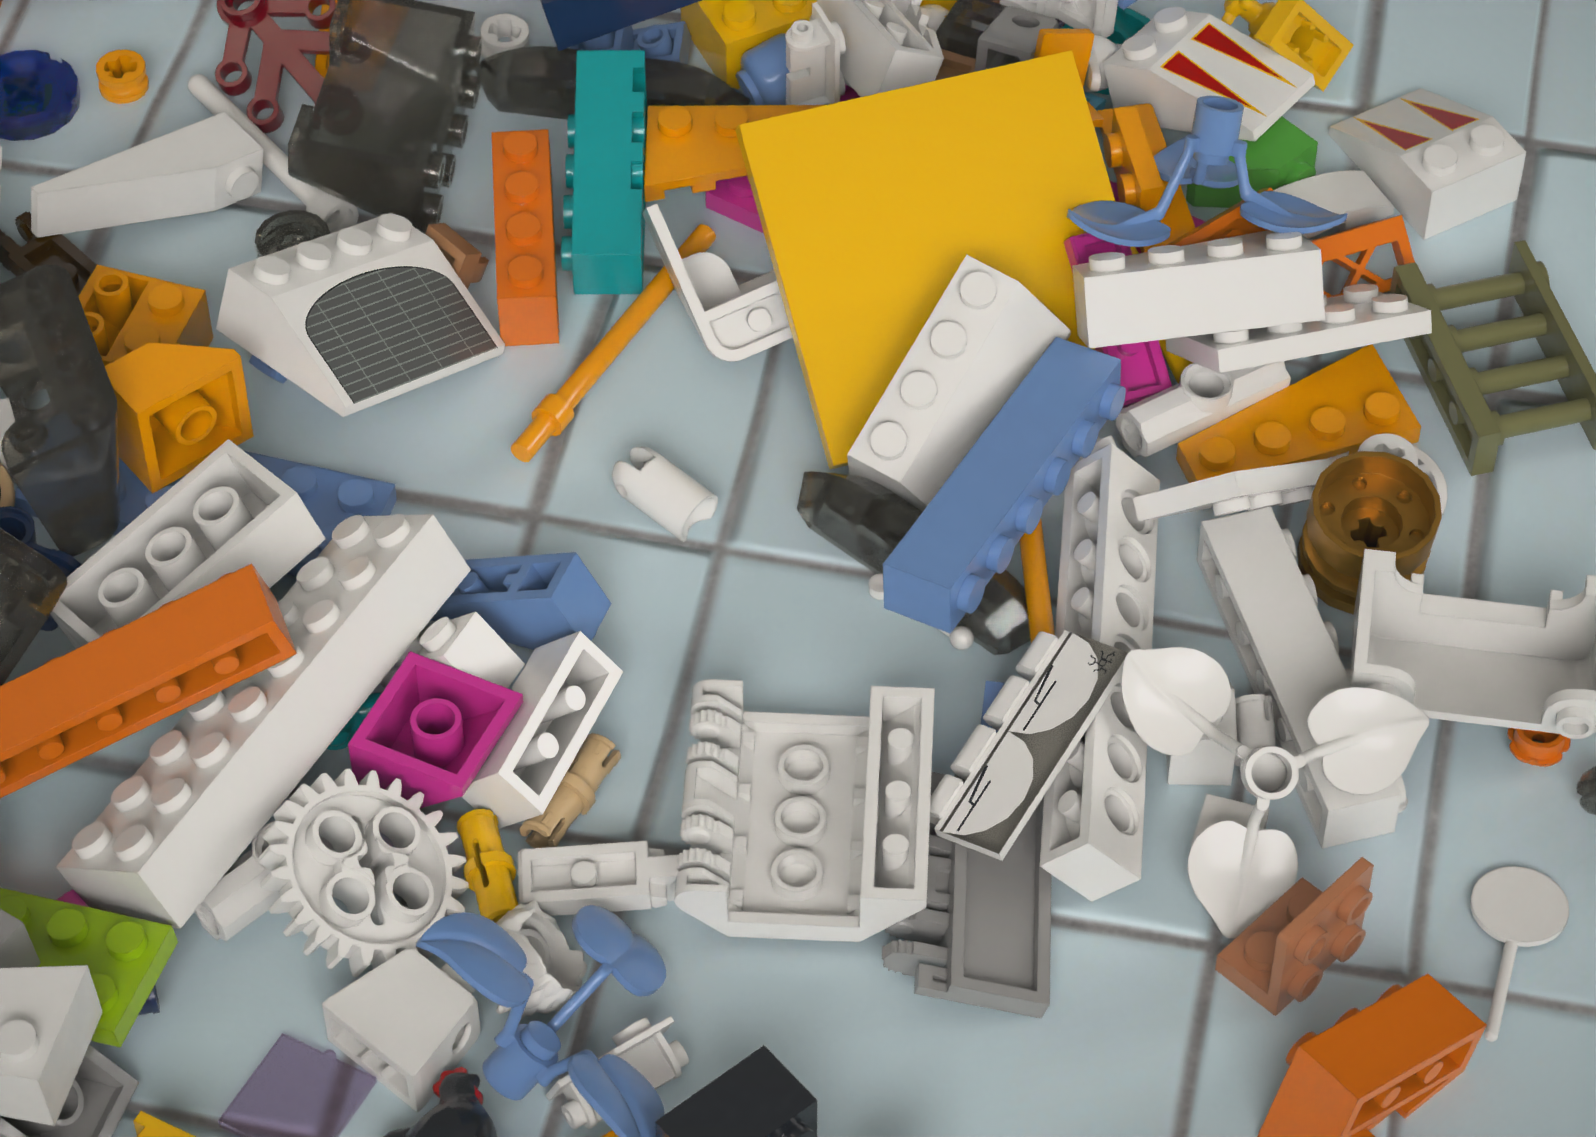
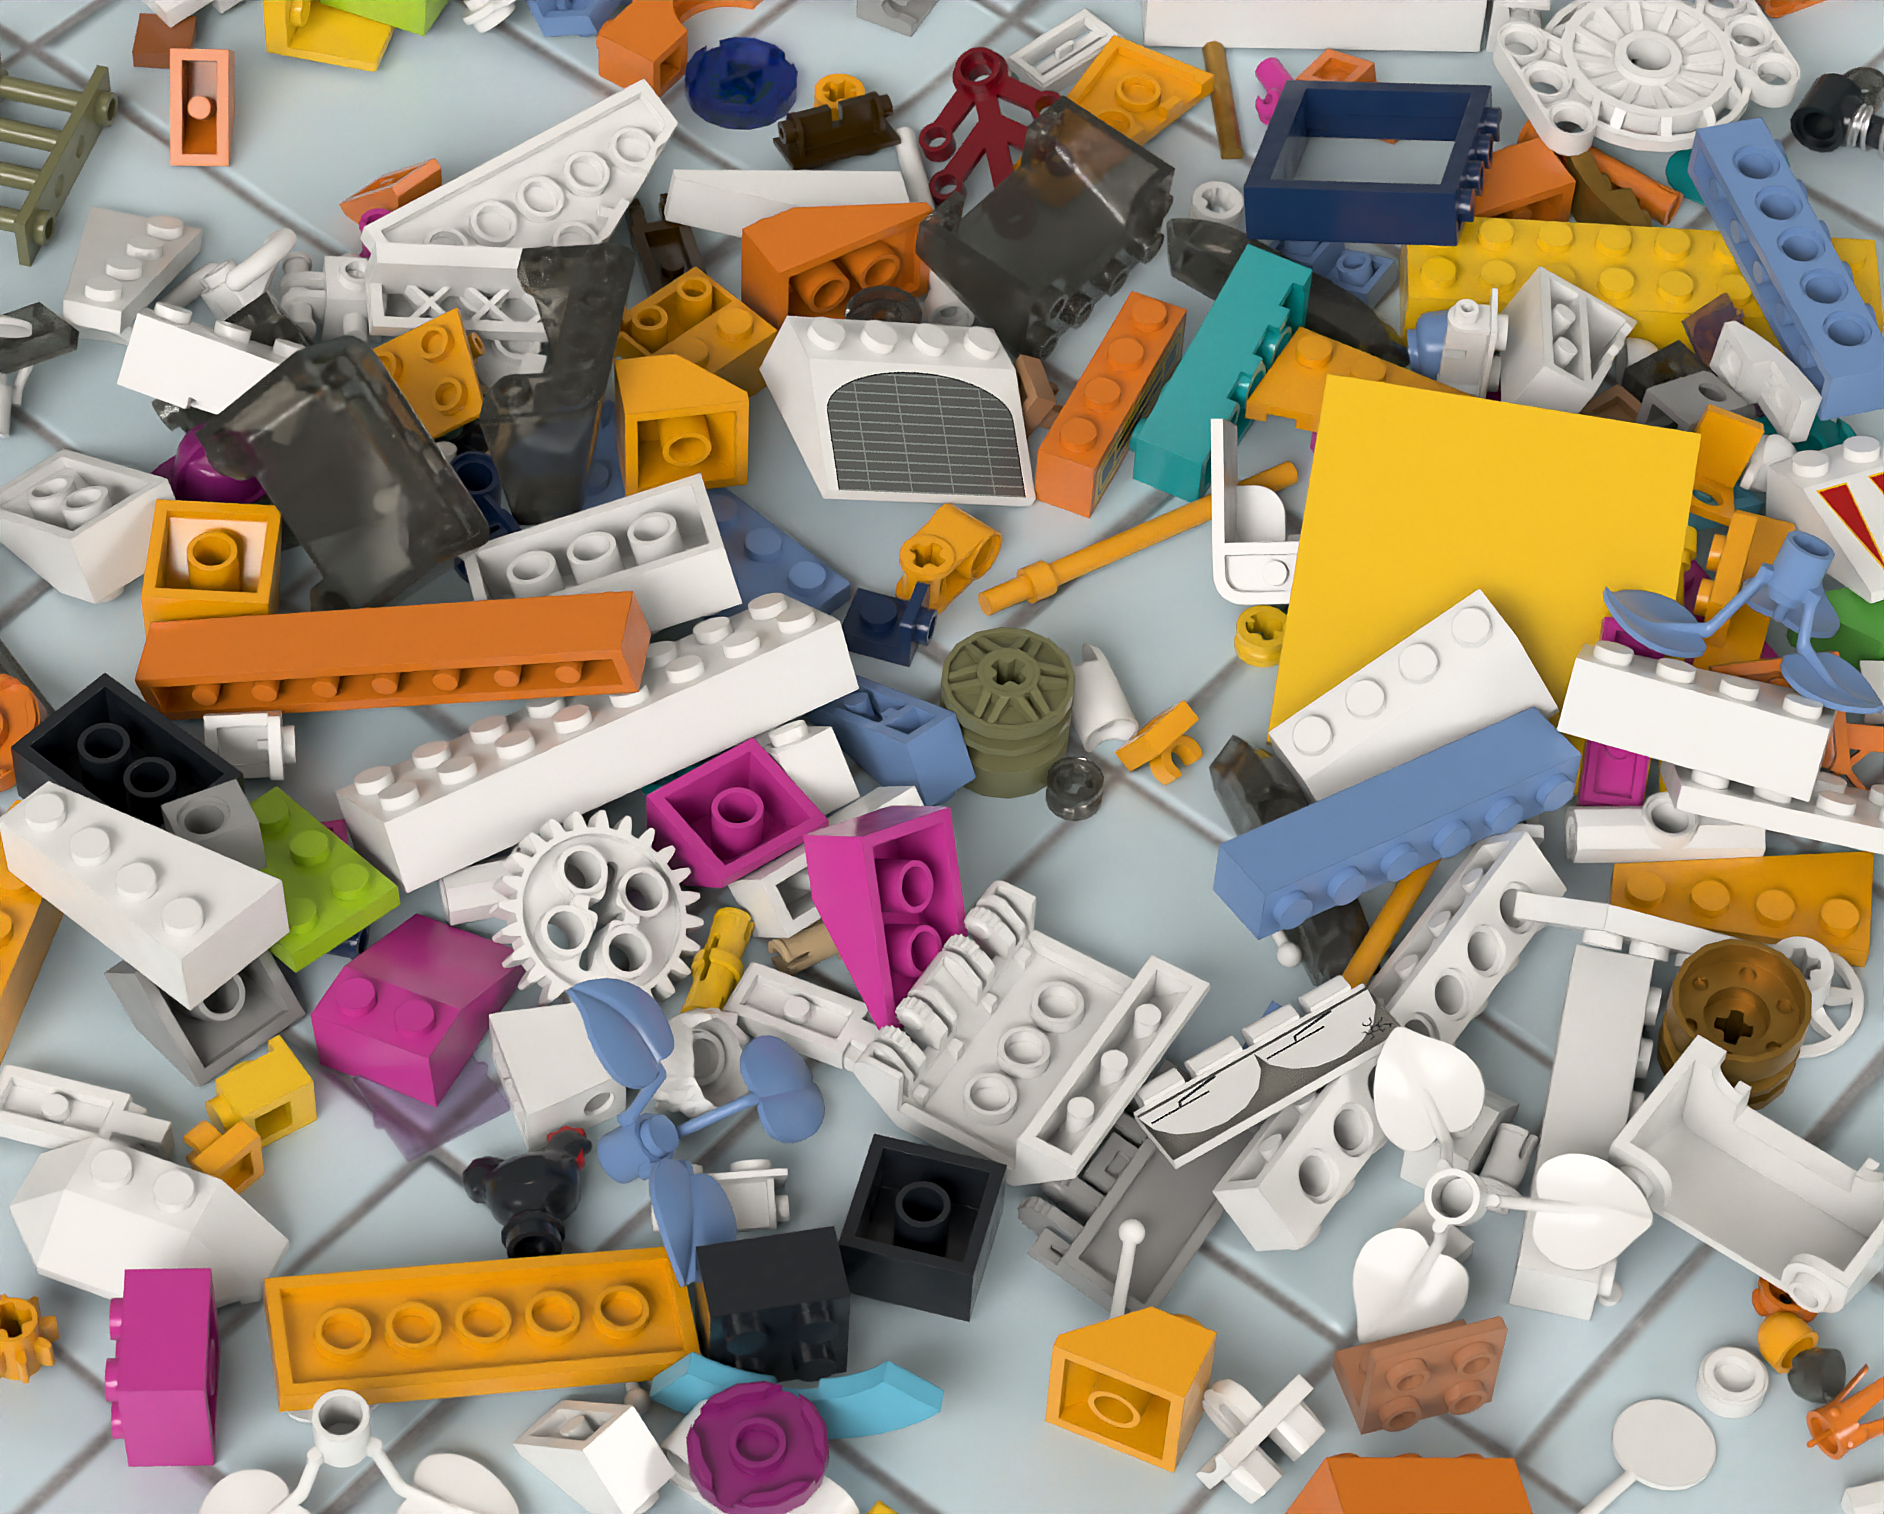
camera: 25 degrees right, 0 degrees up
(125, 115) = (812, 139): none -> dark brown hinge
(209, 212) = (823, 255): none -> orange slope
(241, 1029) = (414, 1007): none -> dark pink slope
(454, 501) = (888, 625): none -> dark blue bracket
(463, 430) = (947, 555): none -> light orange piece
(616, 522) = (1011, 706): none -> olive wheel
(619, 738) = (887, 897): none -> dark pink slope
(695, 560) = (1059, 781): none -> clear smoke bush
(744, 502) = (1159, 739): none -> light orange tile
(771, 366) = (1250, 645): none -> yellow bush
(819, 1008) = (922, 1226): none -> black brick
(1031, 1028) = (1131, 1233): none -> white hinge
(1086, 1062) = (1133, 1383): none -> light orange slope
(1194, 1059) = (1247, 1424): none -> white hips
(1539, 828) = (1731, 1382): none -> white tile
(1559, 772) = (1783, 1337): none -> light orange hinge

